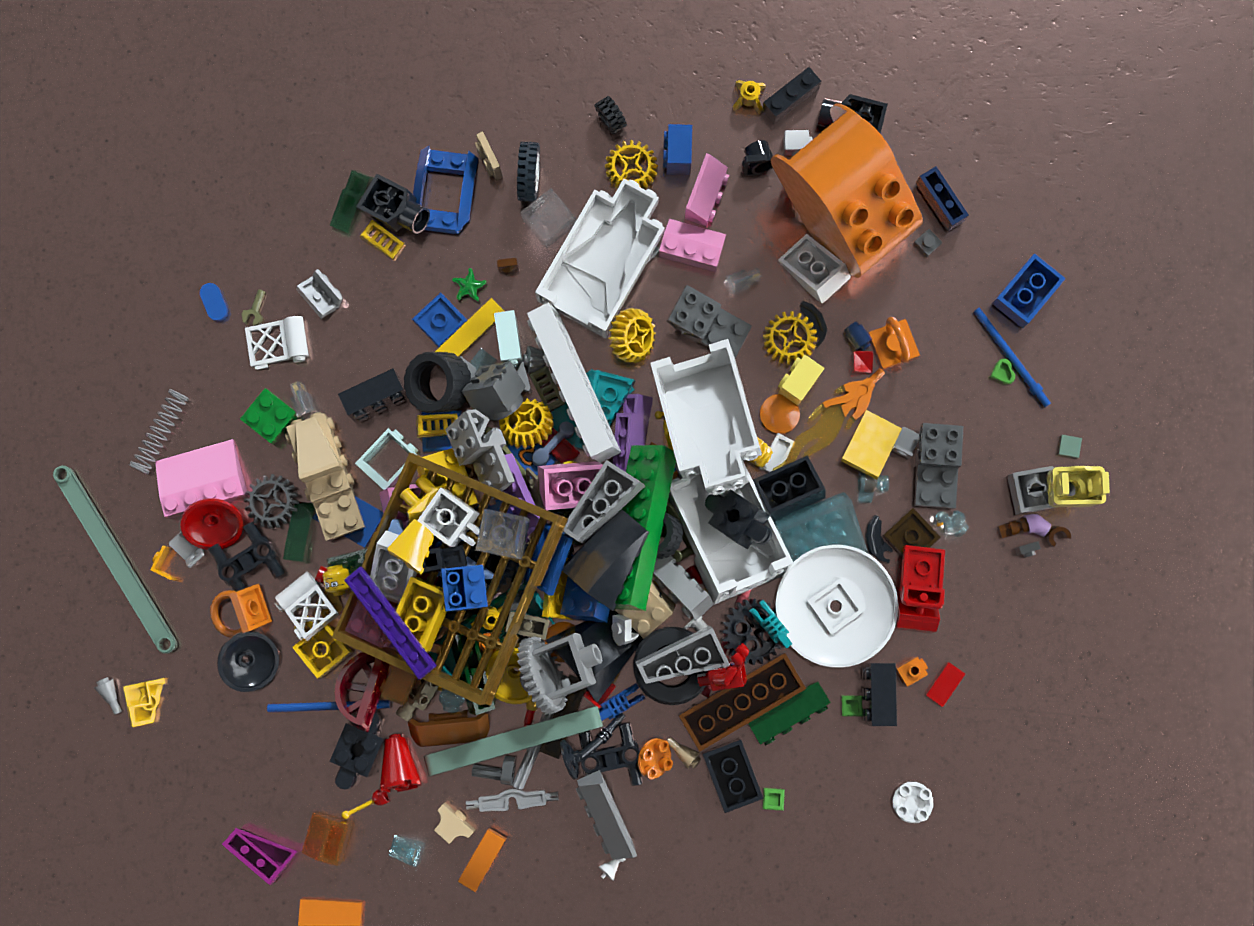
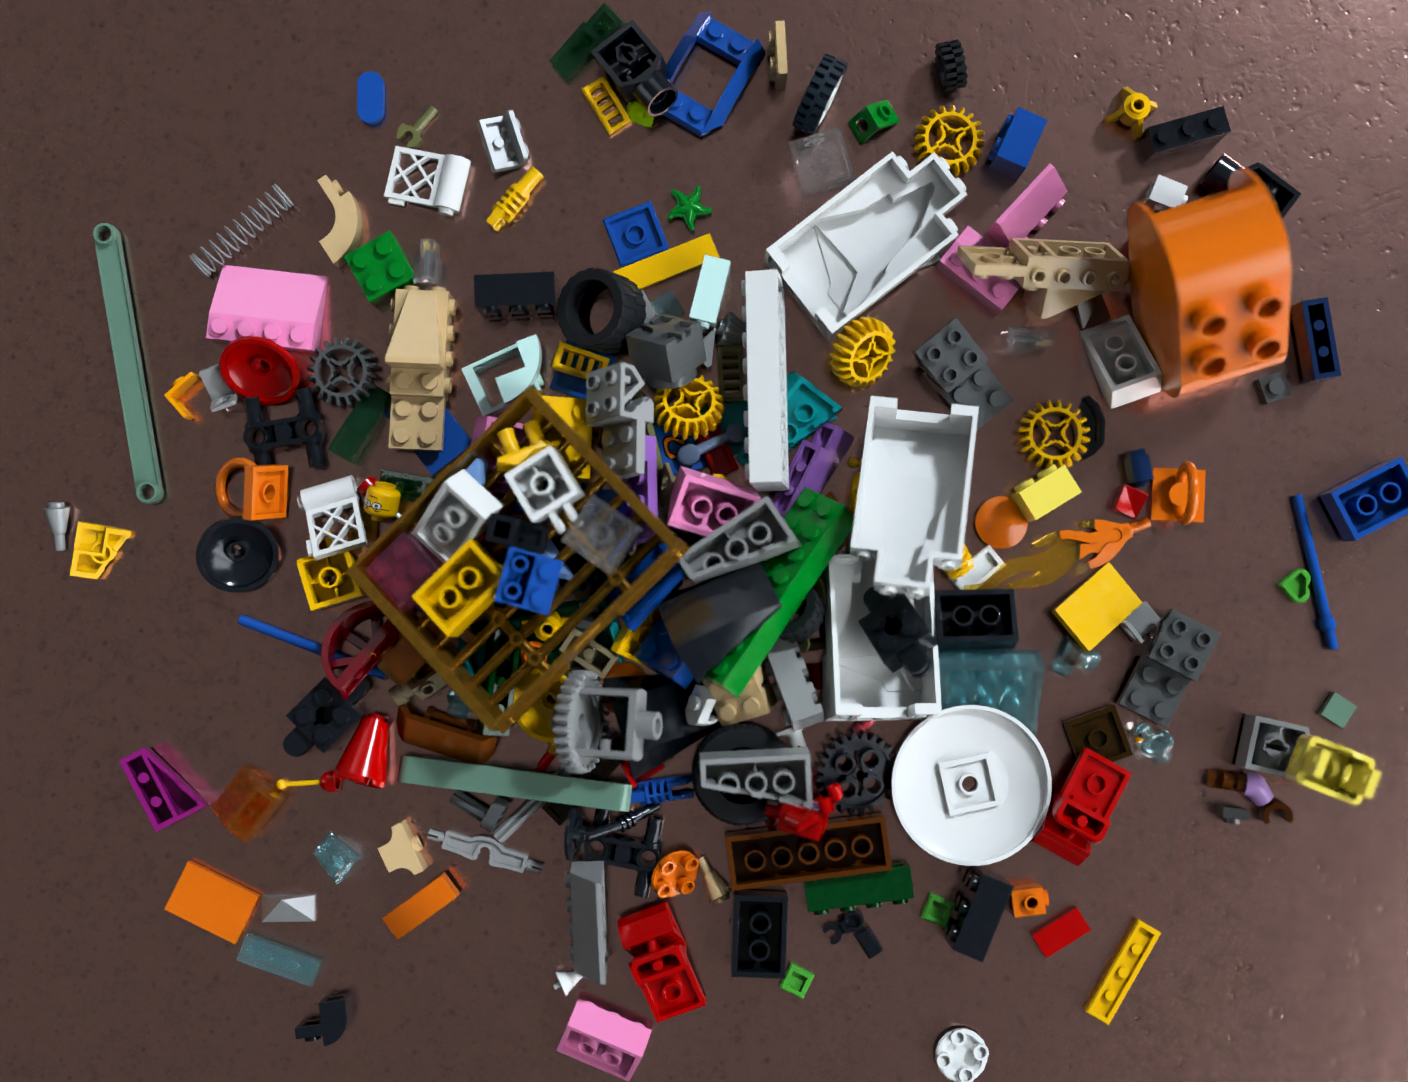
camera: 25 degrees right, 5 degrees up
(233, 395) = (348, 222): none -> tan arch
(343, 331) = (513, 199): none -> yellow hinge
(387, 902) = (289, 908): none -> light grey slope
(390, 623) = (422, 584): dark purple tile -> none
(397, 457) = (516, 382): none -> light aqua brick
(407, 236) = (636, 112): none -> lime piece
(412, 546) = (487, 503): yellow slope -> none
(507, 265) = (746, 200): reddish brown tile -> none
(575, 170) = (877, 116): none -> green bracket
(654, 900) = (604, 1040): none -> bright pink slope
(671, 826) = (660, 962): none -> red piece
(739, 226) = (1051, 271): none -> tan wedge
(758, 158) = (1109, 195): black piece -> none
(772, 625) = (883, 777): teal hinge -> none
(780, 242) = (1092, 312): none -> reddish brown slope
(796, 739) = (854, 921): none -> black bar
(875, 542) = (1050, 724): black piece -> none
(1000, 694) = (1122, 971): none -> yellow tile

